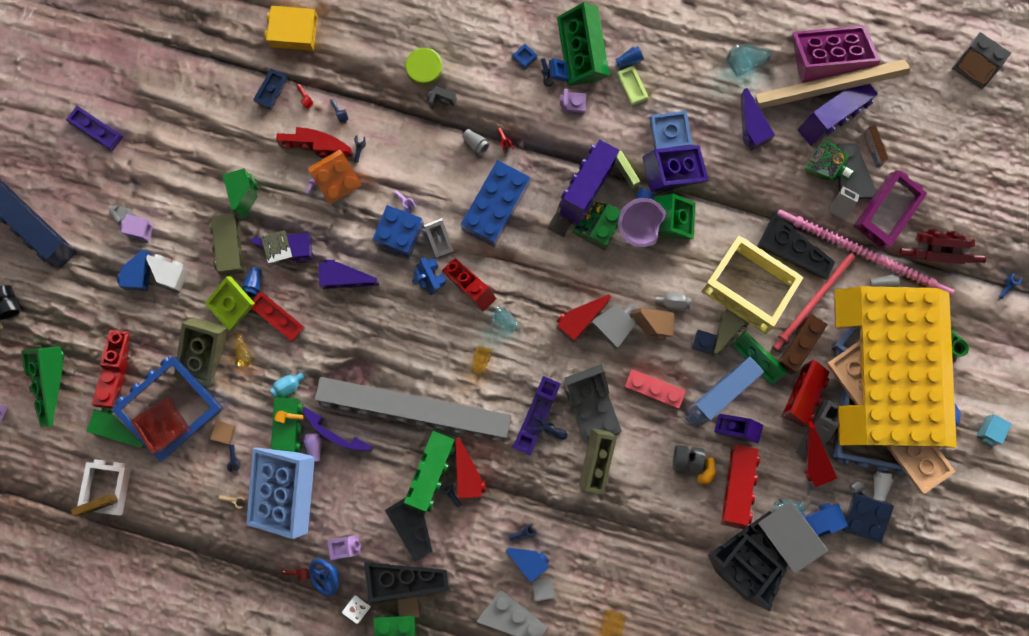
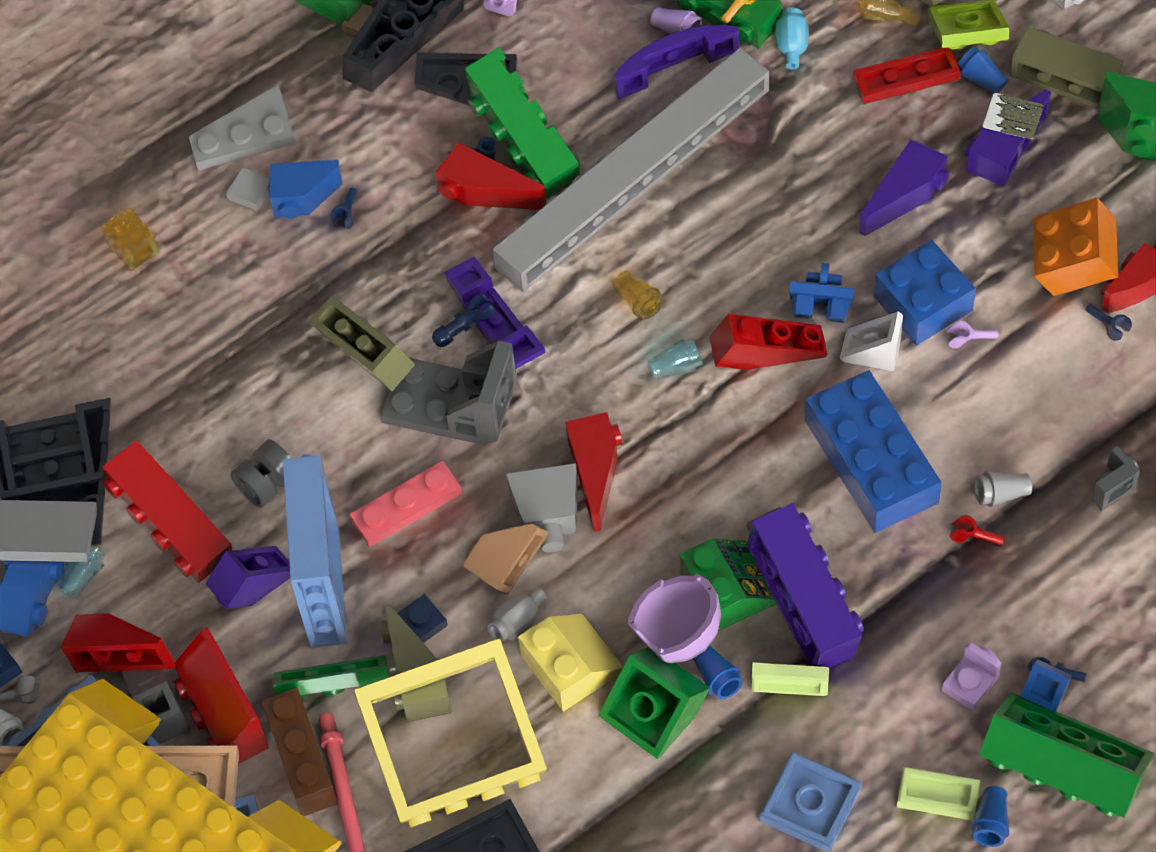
camera: 130 degrees right, 20 degrees down
(524, 56) = (1110, 655): blue tile -> none
(674, 167) = (737, 760): dark purple slope -> none
(678, 264) = (568, 658): none -> light yellow slope
(709, 473) = (221, 497): light orange arm -> none

